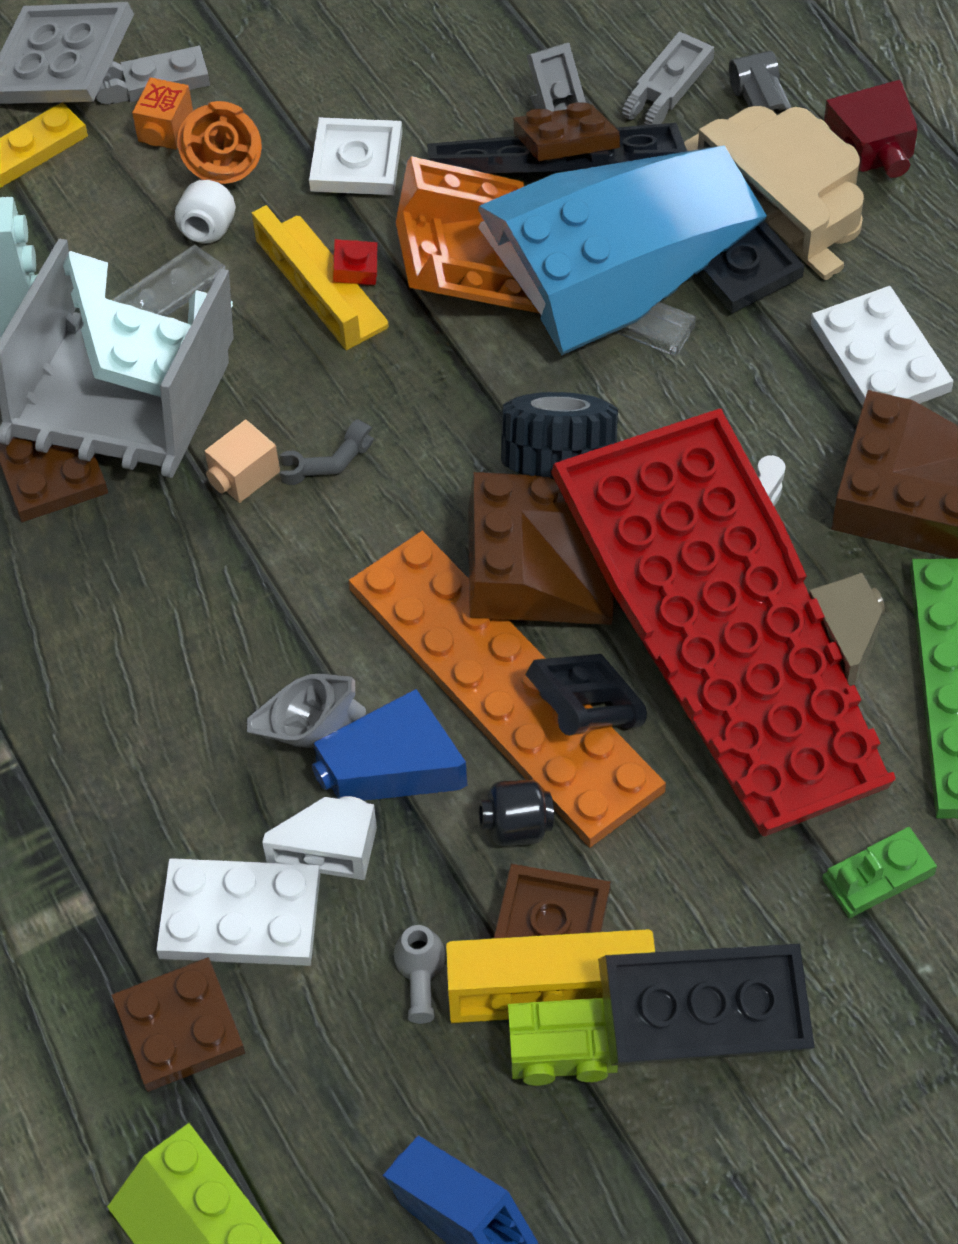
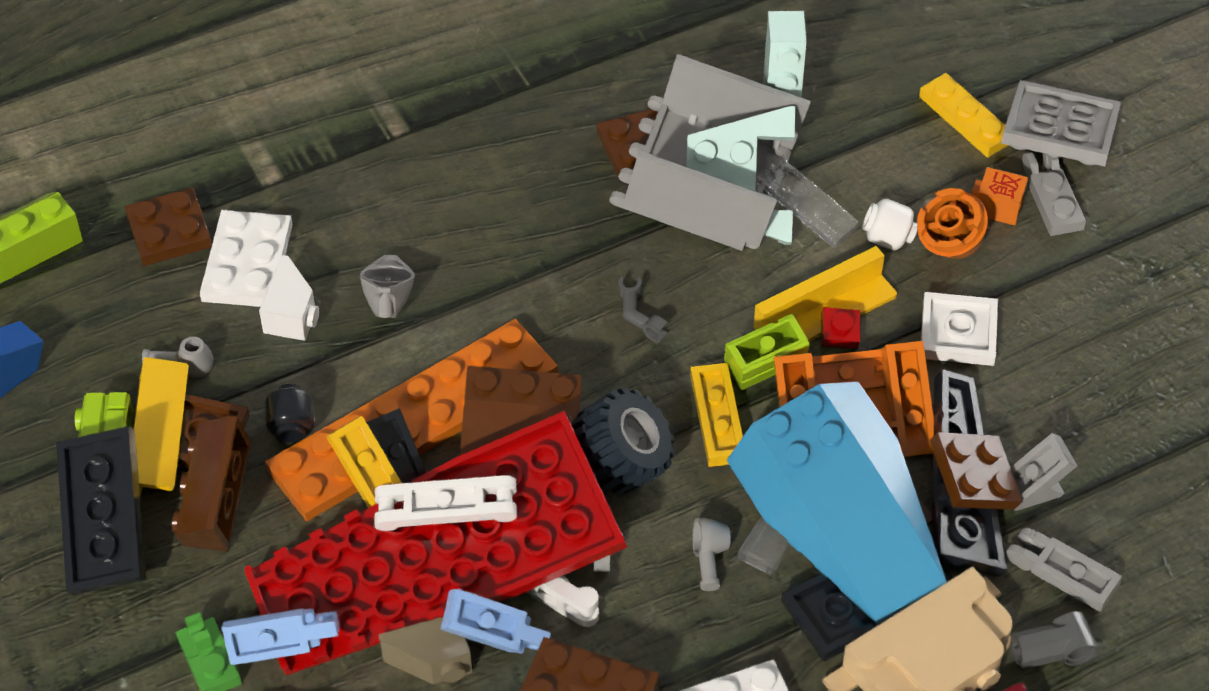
camera: 90 degrees right, 5 degrees down
(241, 461) = (631, 250): light nougat brick -> none
(390, 754) = (355, 341): blue slope -> none
(409, 314) = (752, 355): none -> lime brick
(487, 370) = (716, 411): none -> yellow plate
(620, 691) = (362, 458): none -> yellow plate
(659, 867) = (212, 484): none -> reddish brown slope
(665, 377) = (708, 539): none -> light grey bar
(687, 587) = (445, 502): none -> white plate
(824, 553) = (490, 622): none -> light blue hinge
(867, 769) = (277, 634): none -> light blue hinge

